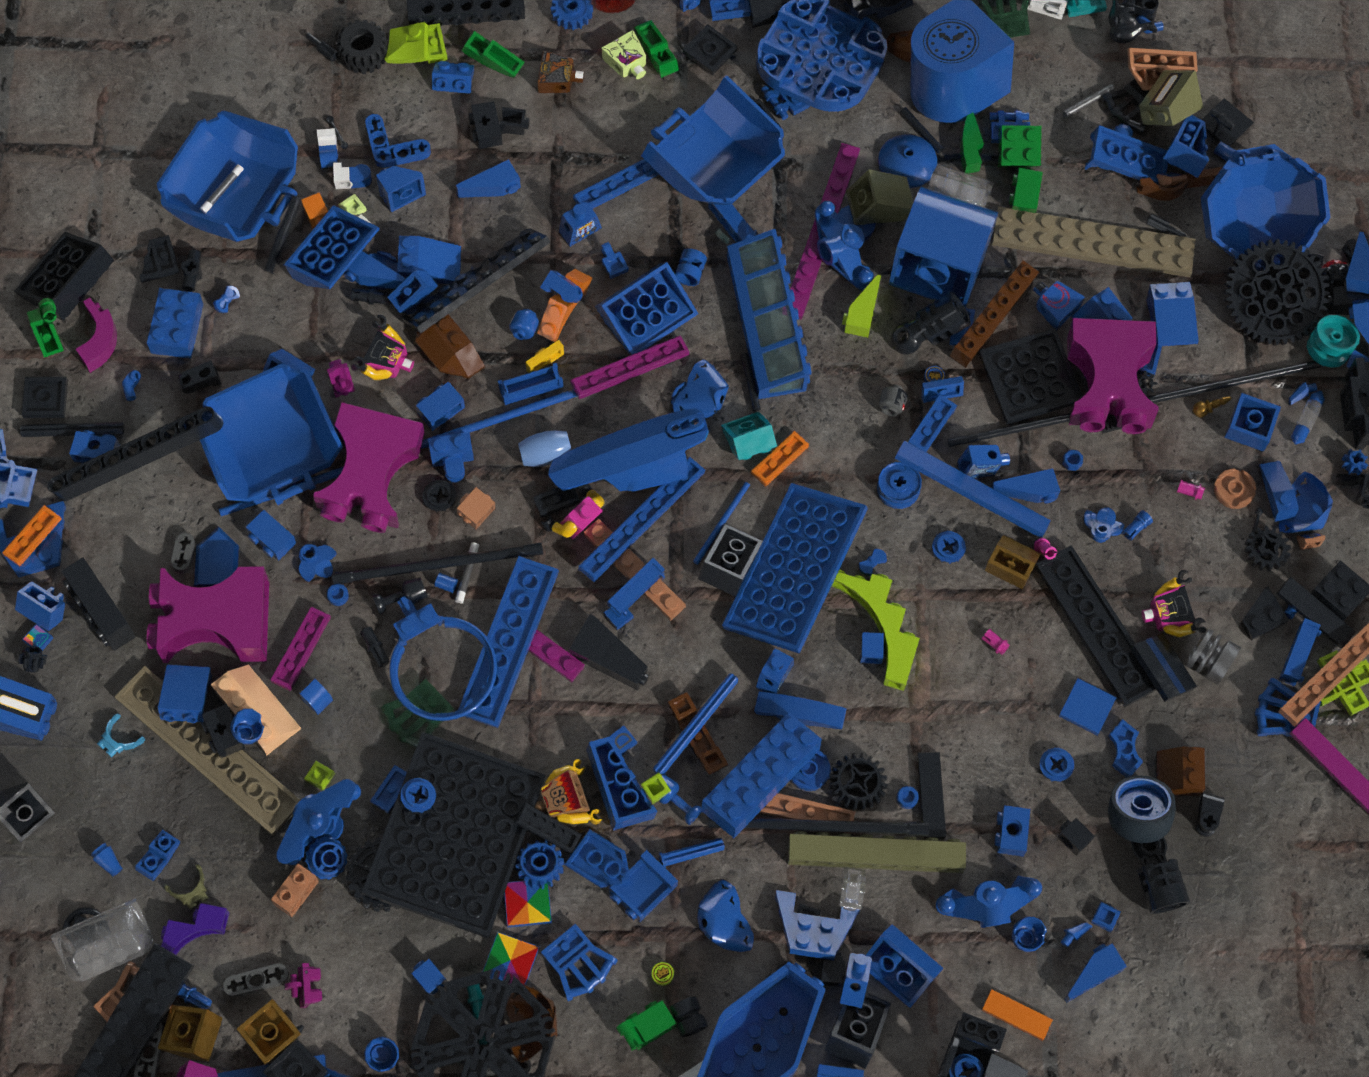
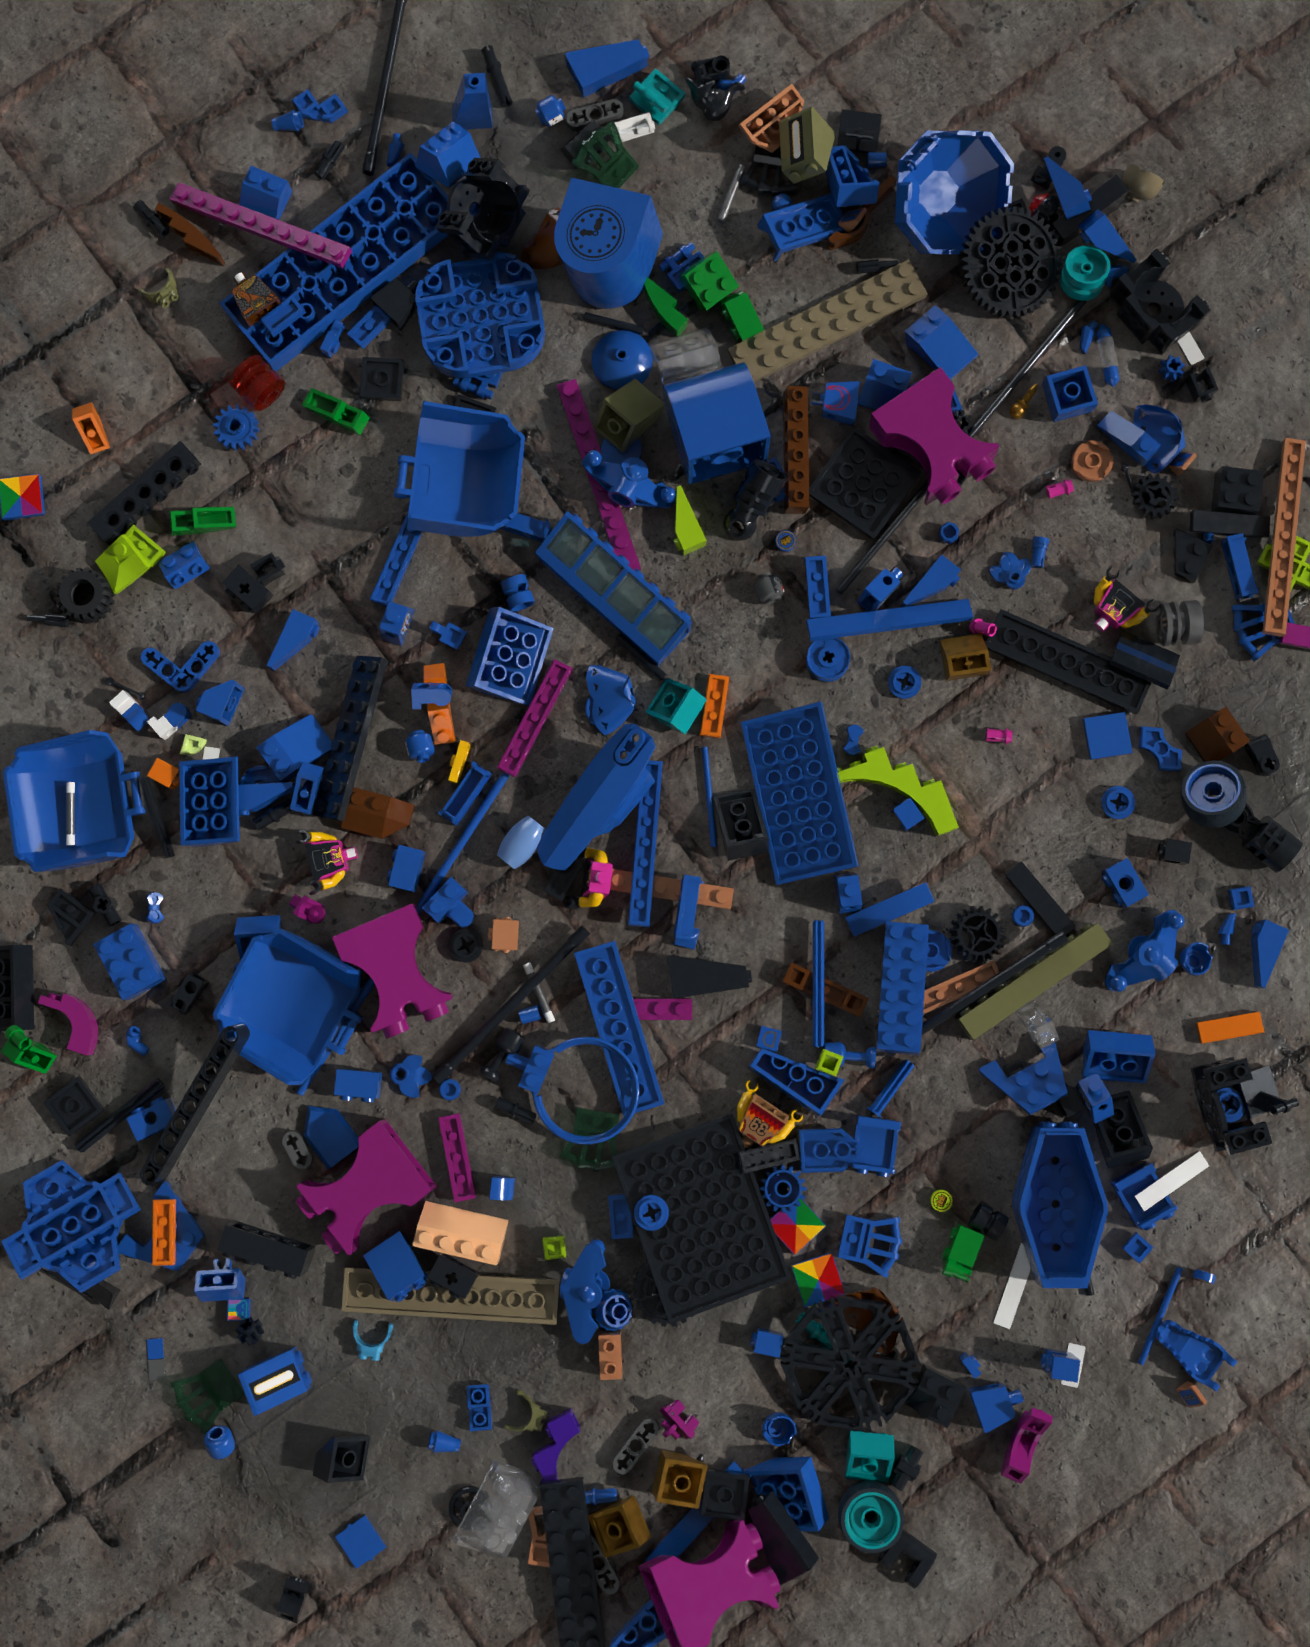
camera: 30 degrees left, 15 degrees up
(247, 726) = (473, 1263): blue hair -> none
(557, 74) = (270, 497): torso -> none
(625, 55) = (316, 437): yellowish green torso -> none
(724, 918) = (954, 1120): blue piece -> none
(947, 388) = (802, 548): blue plate -> none

